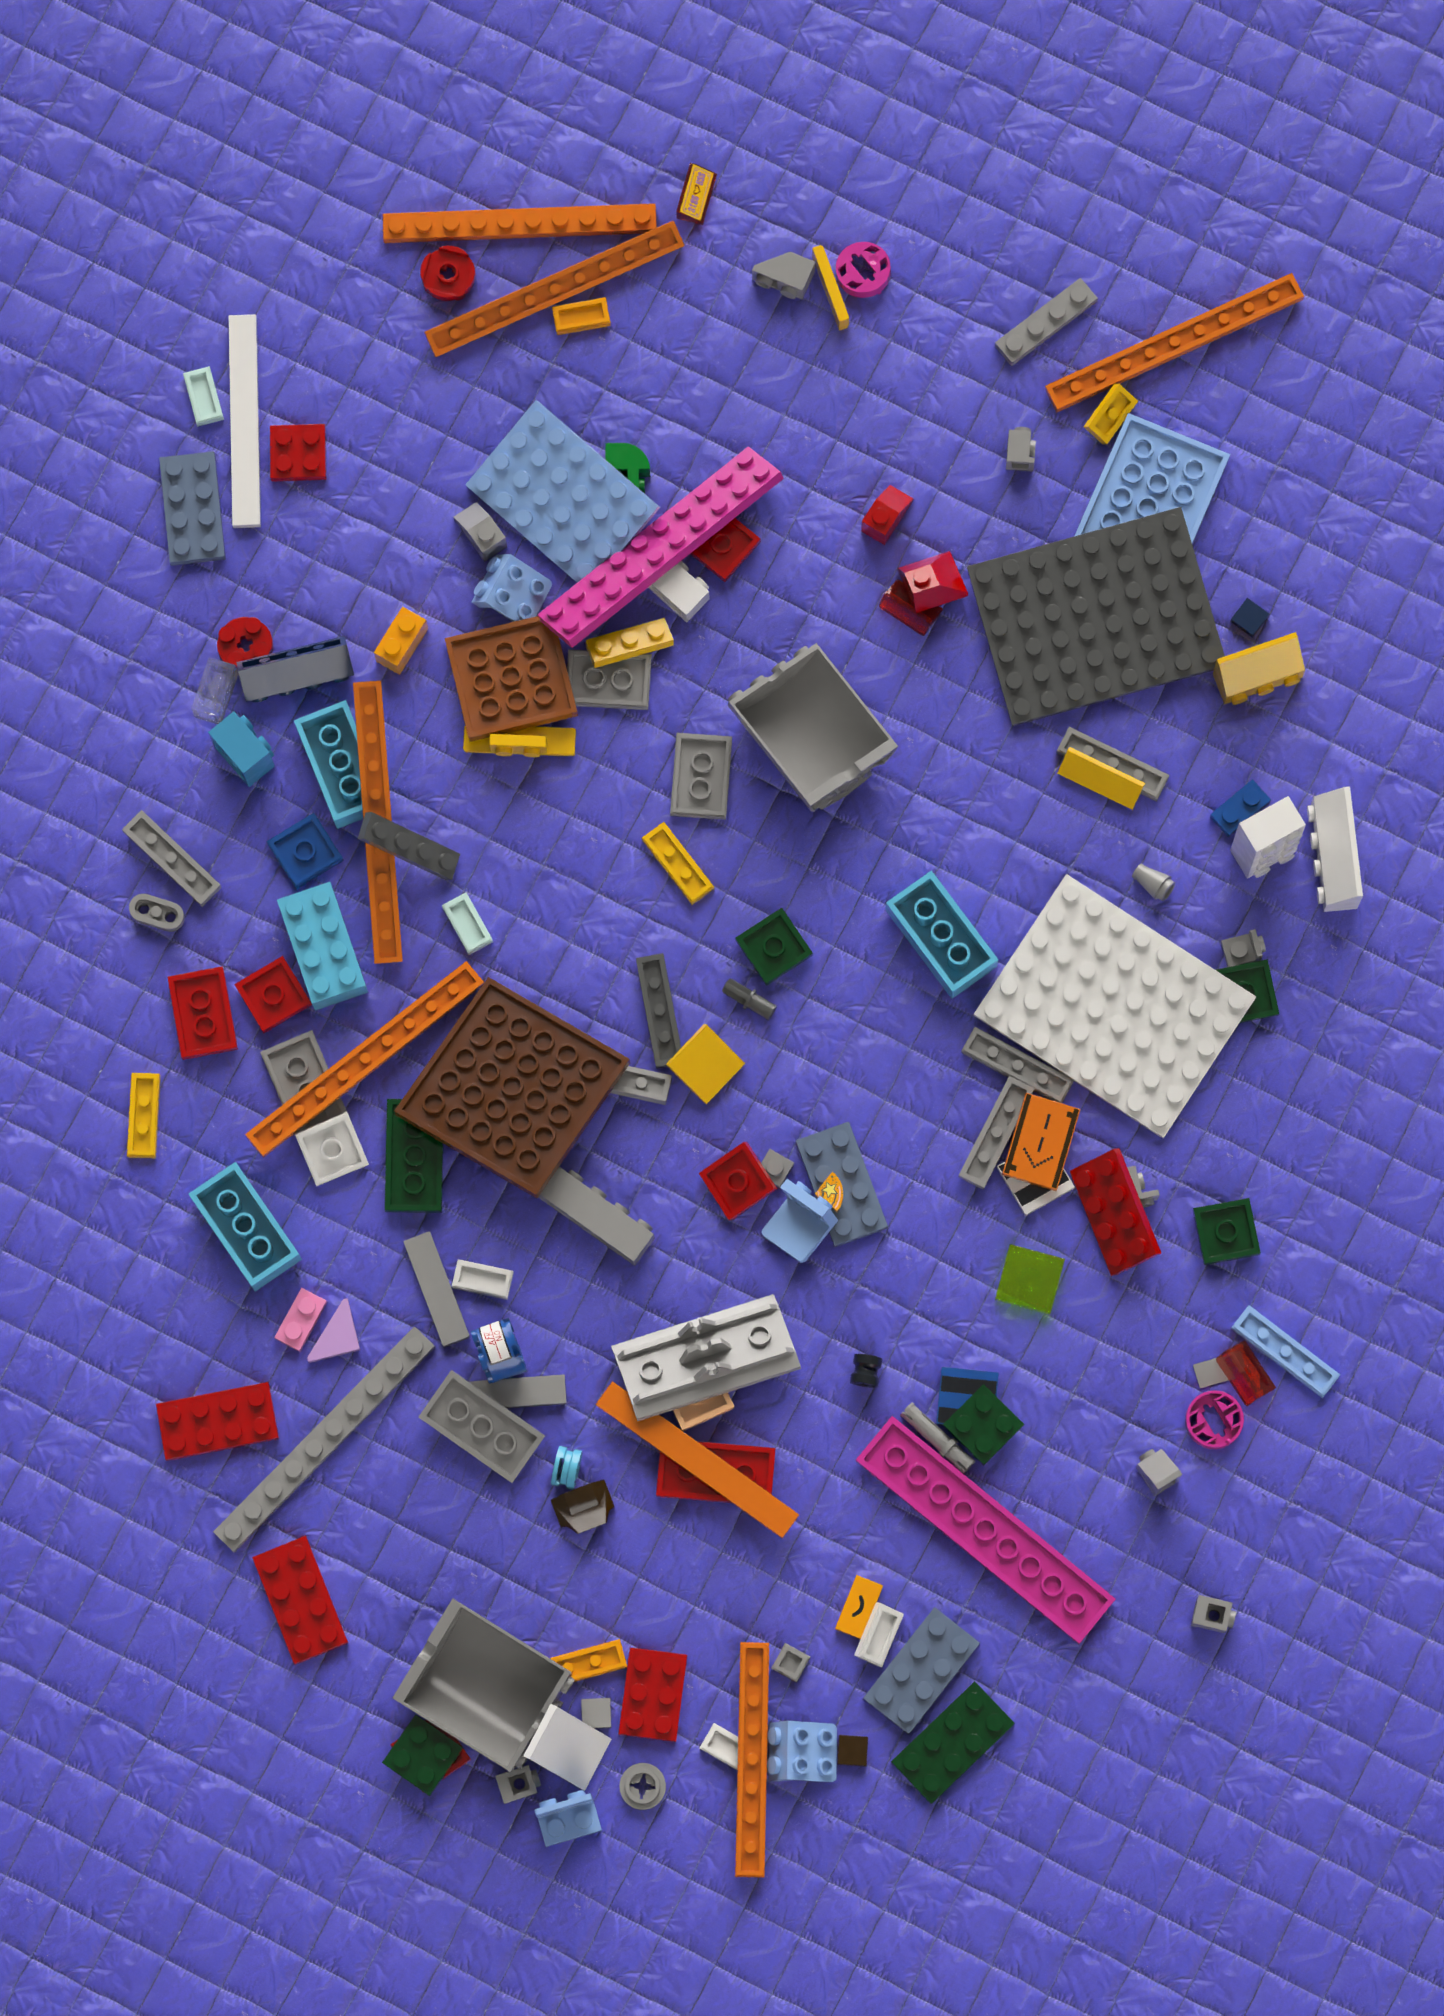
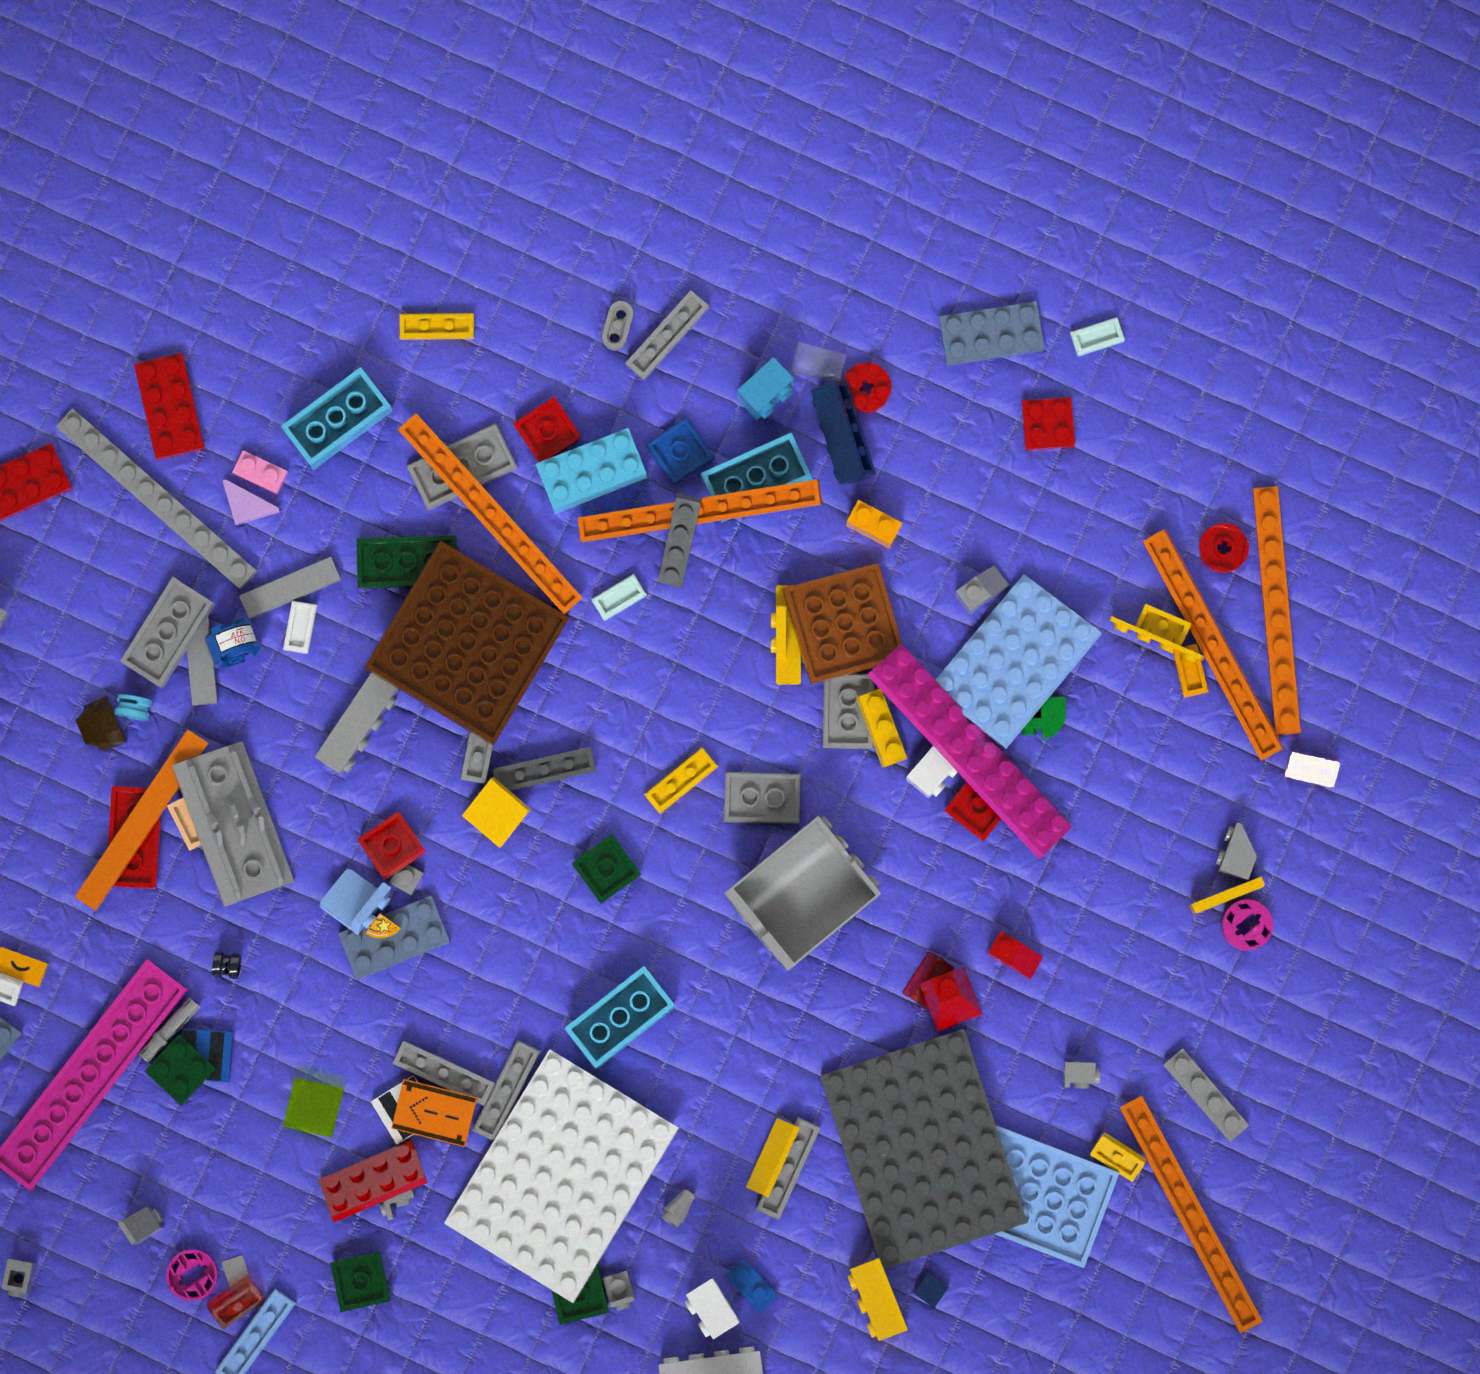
camera: 85 degrees right, 5 degrees up
(202, 1013) = (528, 371): red plate -> none
(244, 421) = (1075, 374): white tile -> none
(331, 1149) = (410, 489): white tile -> none
(511, 588) = (926, 620): light blue bracket -> none
(533, 340) = (1162, 628): none -> yellow bracket
(749, 999) = (558, 849): dark grey axle -> none

